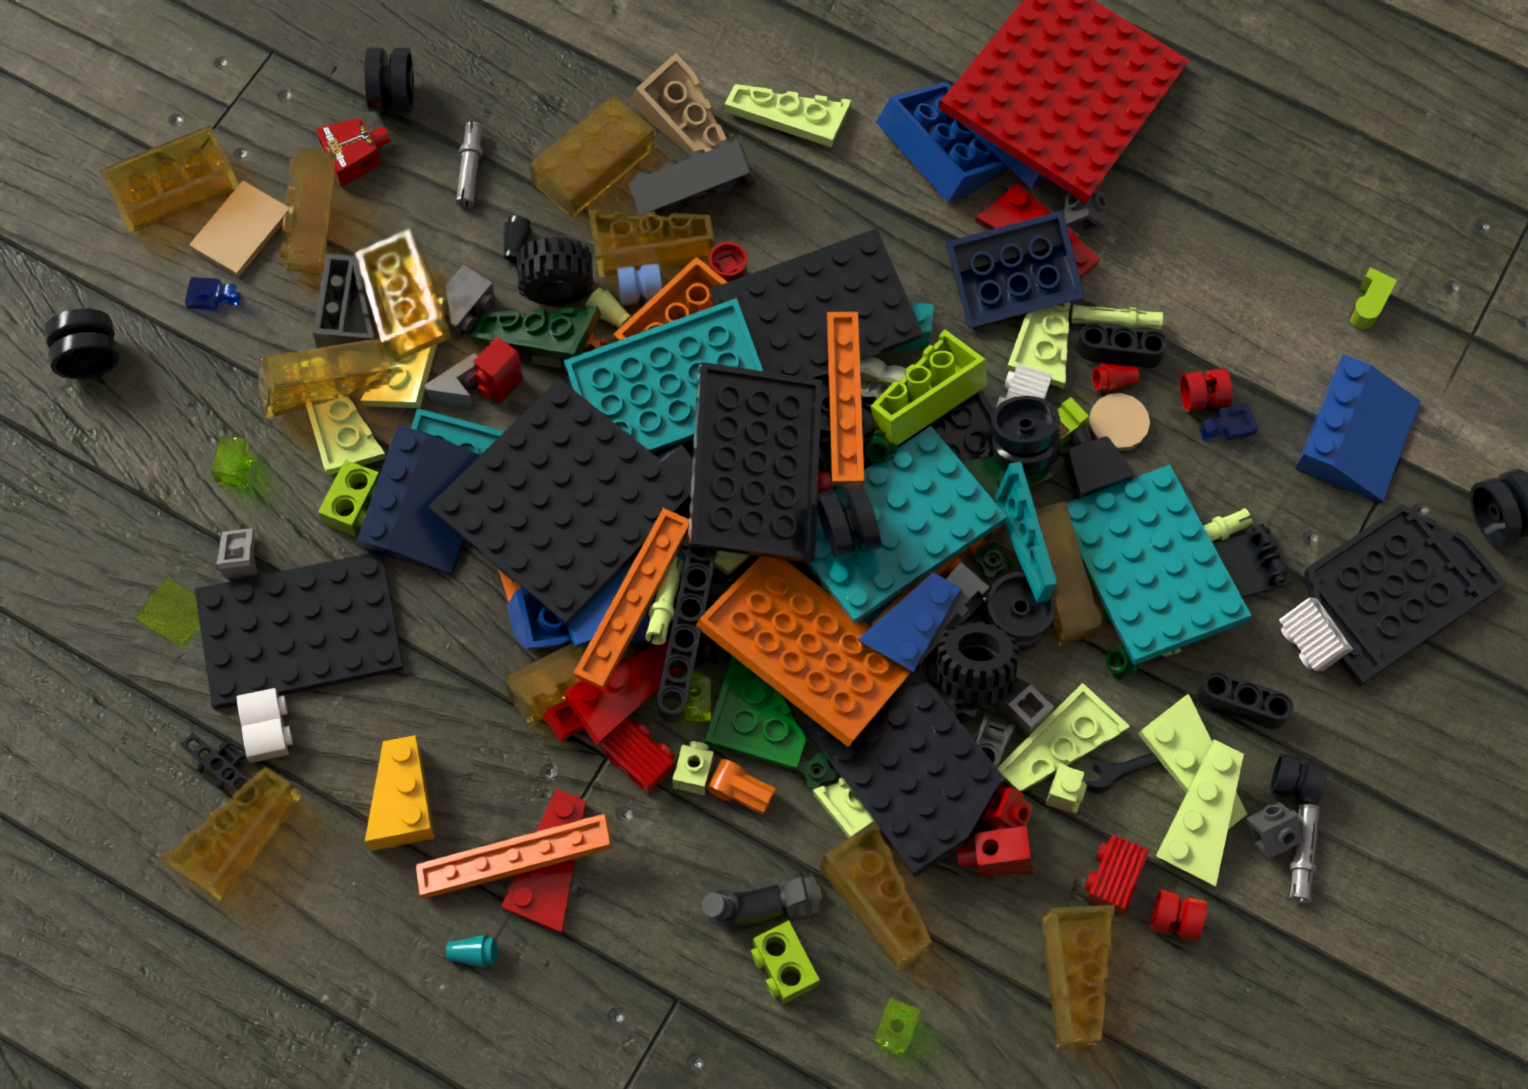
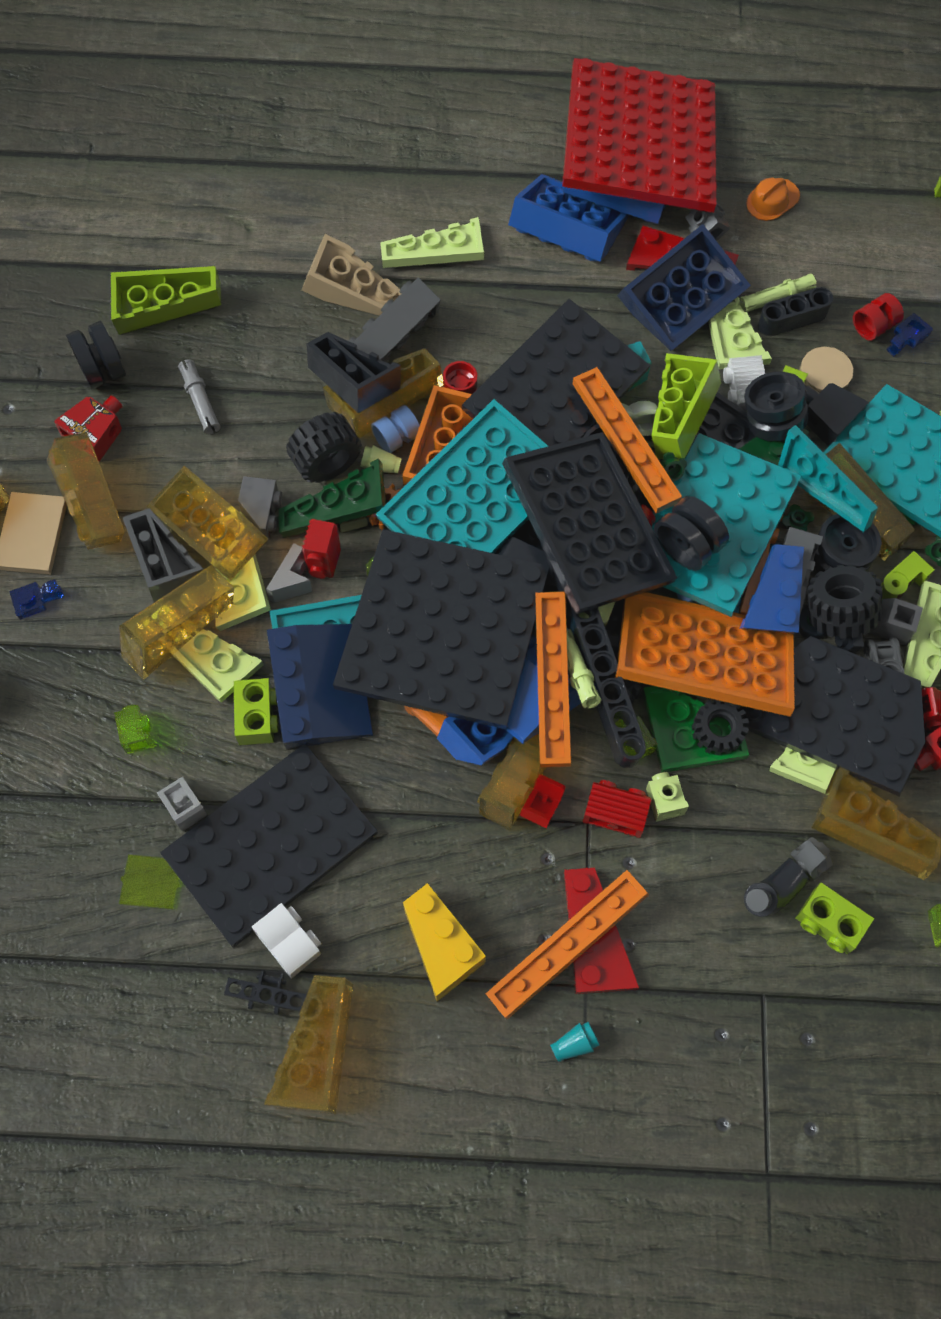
camera: 25 degrees left, 0 degrees up
(486, 46) = (161, 295): none -> lime wedge
(516, 235) = (271, 437): black cone -> none
(592, 155) = (284, 361): clear yellow brick -> none
(618, 209) = (351, 373): none -> black wedge
(627, 691) = (574, 784): red wing -> none
(733, 783) = (705, 793): orange piece -> none
(776, 744) = (710, 740): none -> black tyre
(816, 780) = (758, 756): dark green plate -> none
(1064, 669) = (910, 570): none -> lime leg
(1113, 377) = (801, 339): red cone -> none
(1177, 213) = (772, 198): none -> orange piece

